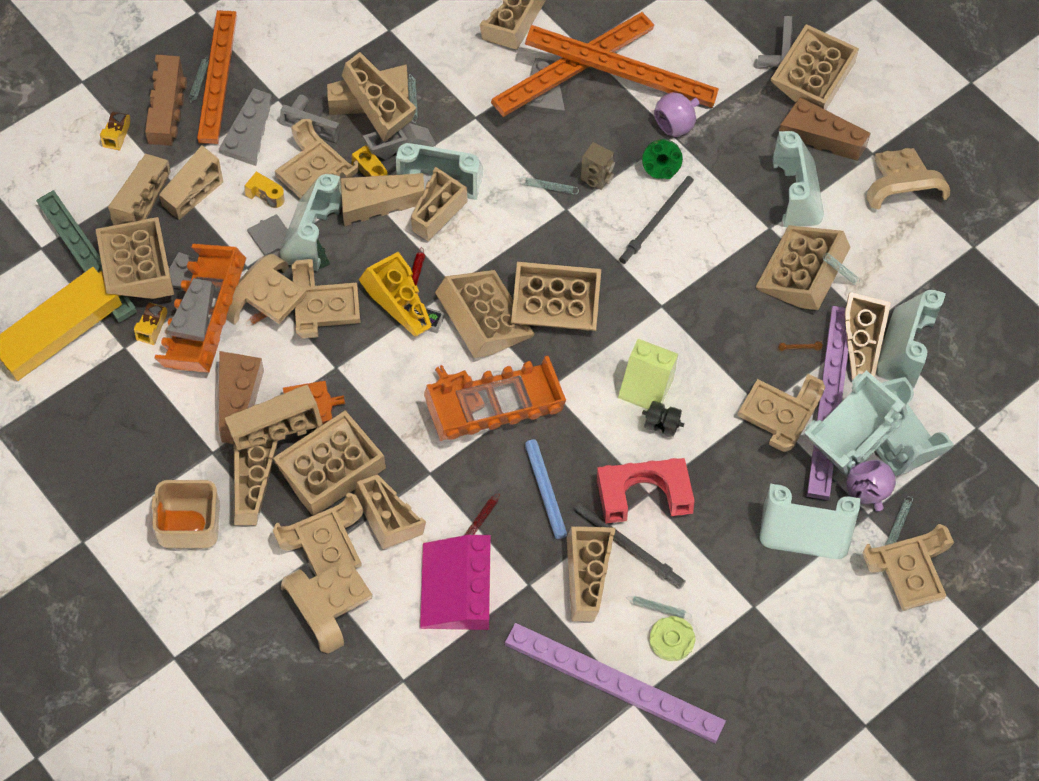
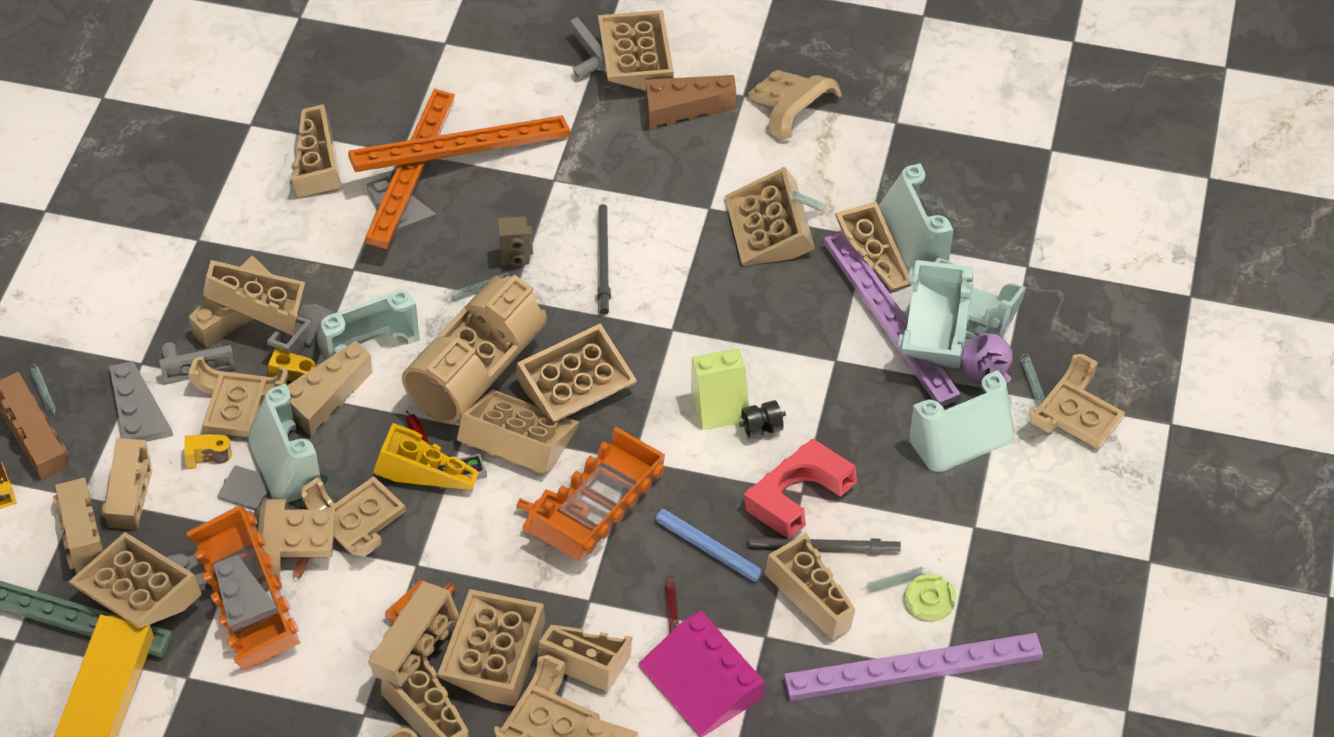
camera: 35 degrees left, 10 degrees down
(150, 323) = (198, 637): yellow leg -> none
(217, 77) = (62, 377): orange plate -> none
(238, 386) = (342, 640): medium nougat wedge -> none
(438, 204) = (390, 355): tan wedge -> none
(495, 232) = (474, 349): none -> tan cylinder
(662, 159) = (567, 202): green plate -> none
(678, 114) = (549, 157): lavender piece -> none
(781, 412) = (858, 352): tan piece -> none
(805, 199) = (687, 134): light aqua windscreen -> none
(817, 346) = (838, 280): clear orange hinge -> none

